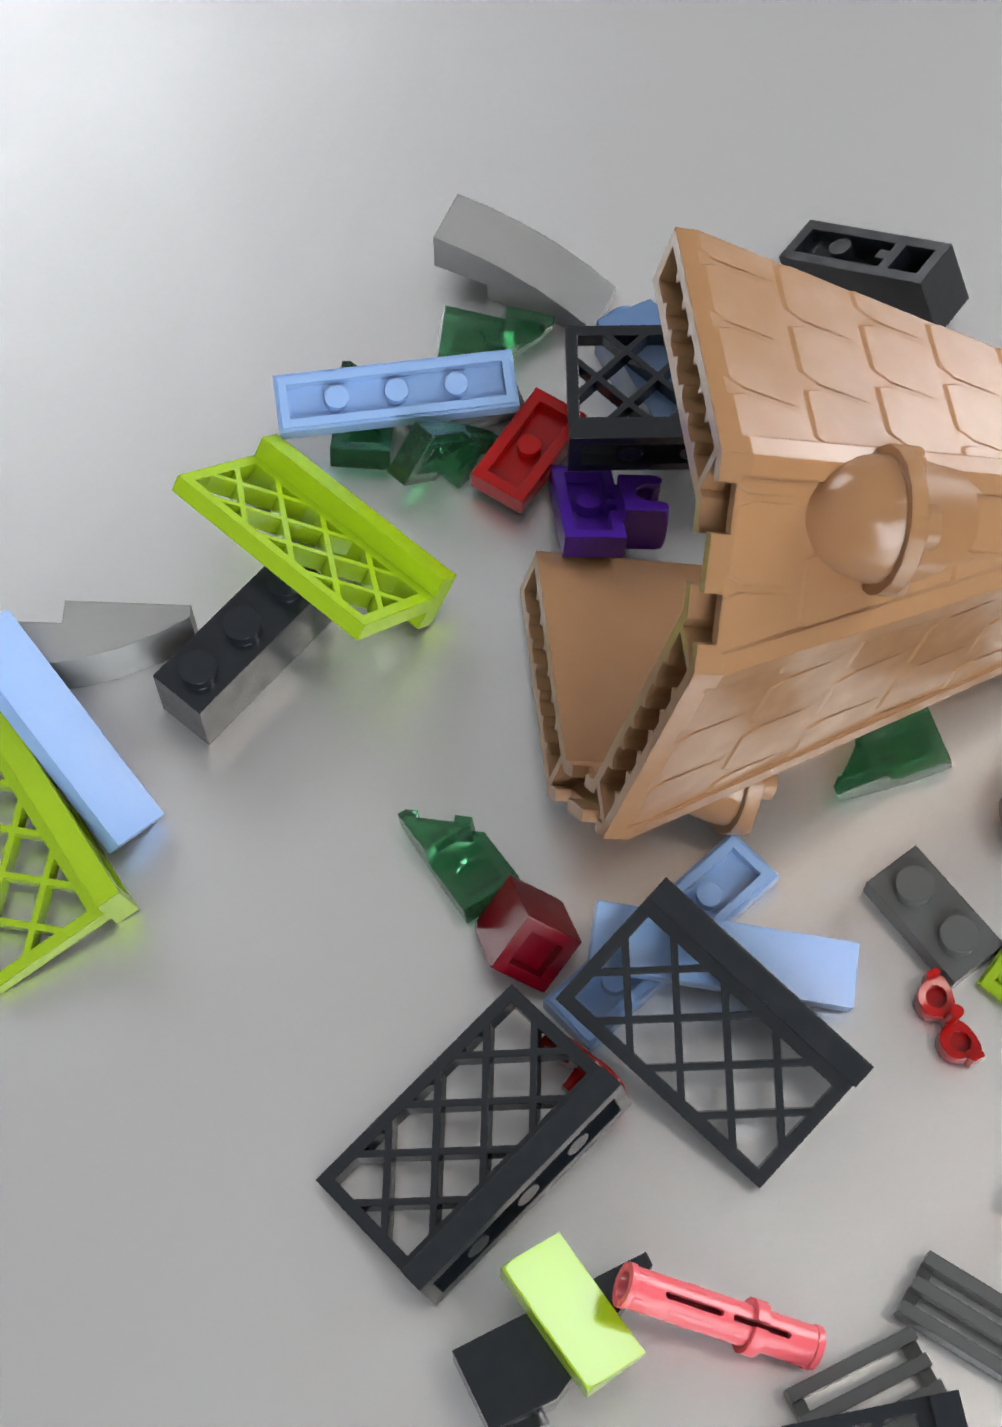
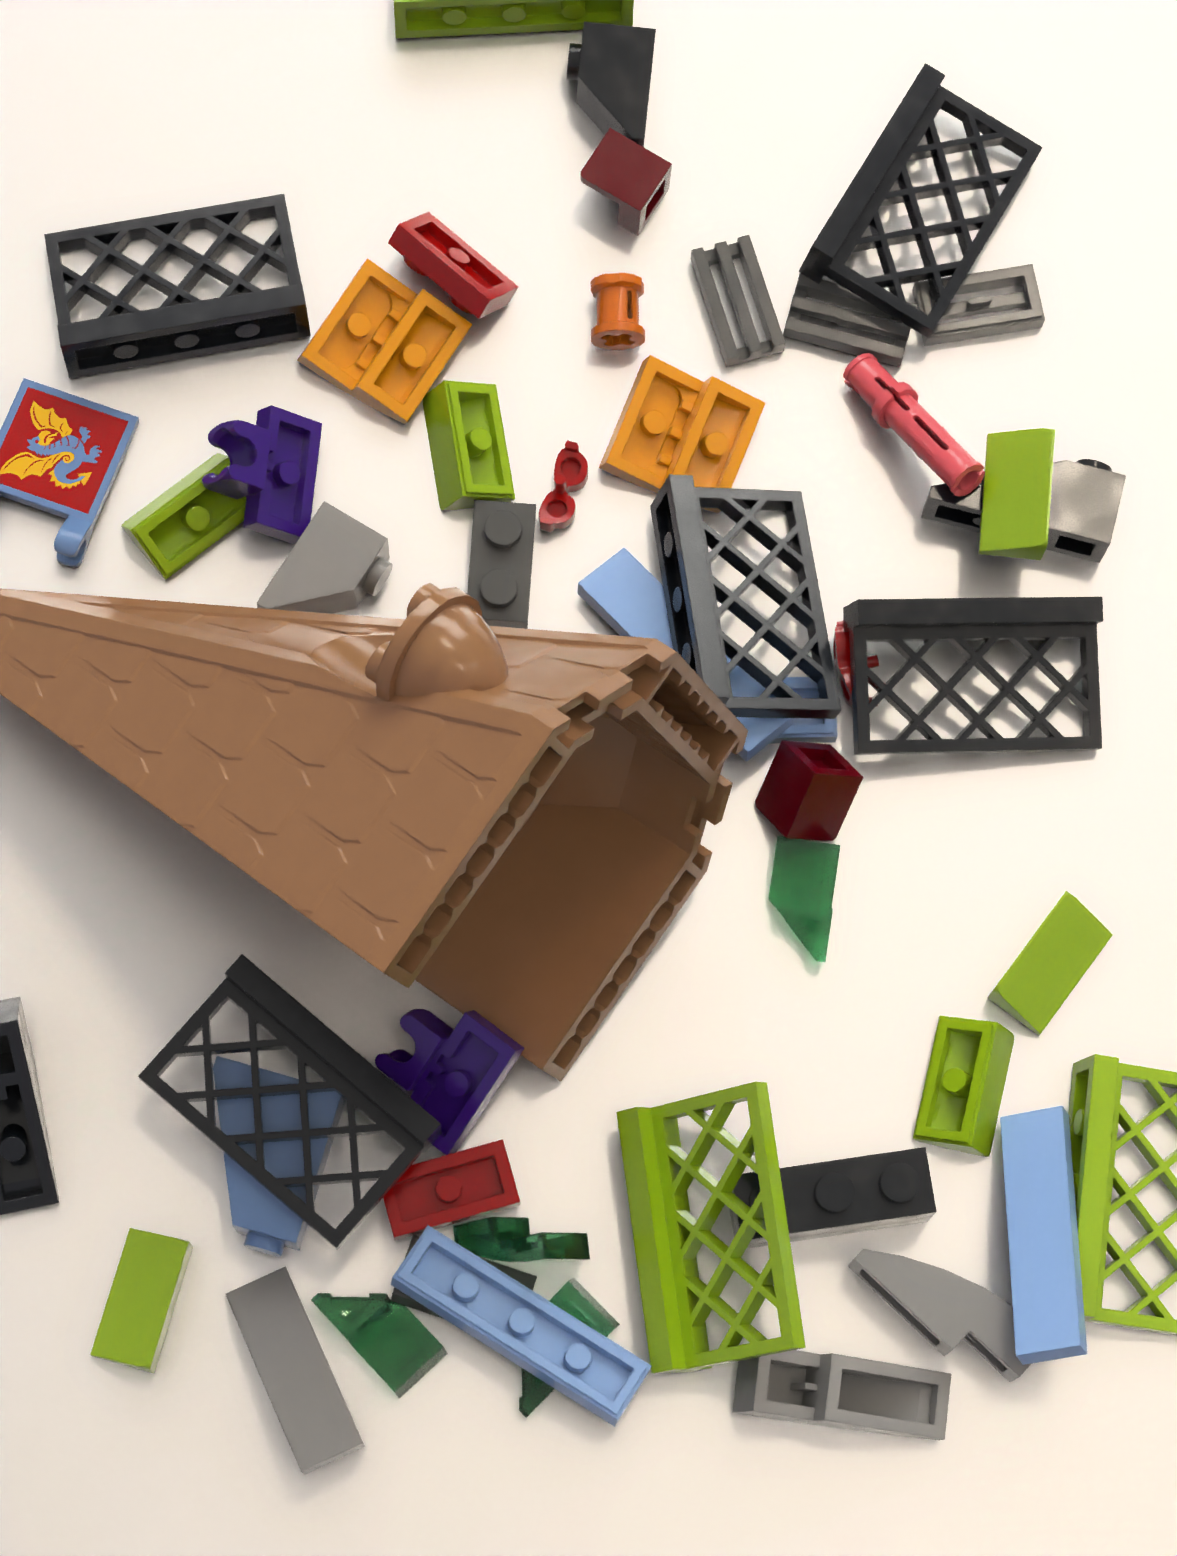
camera: 145 degrees left, 10 degrees up
(120, 538) = (844, 1393): none -> light grey slope
(211, 820) = (964, 1085): none -> lime slope
(217, 964) = (1051, 964): none -> lime slope
(647, 223) = (142, 1300): none -> lime slope
(902, 1153) = (681, 429): none -> light orange slope

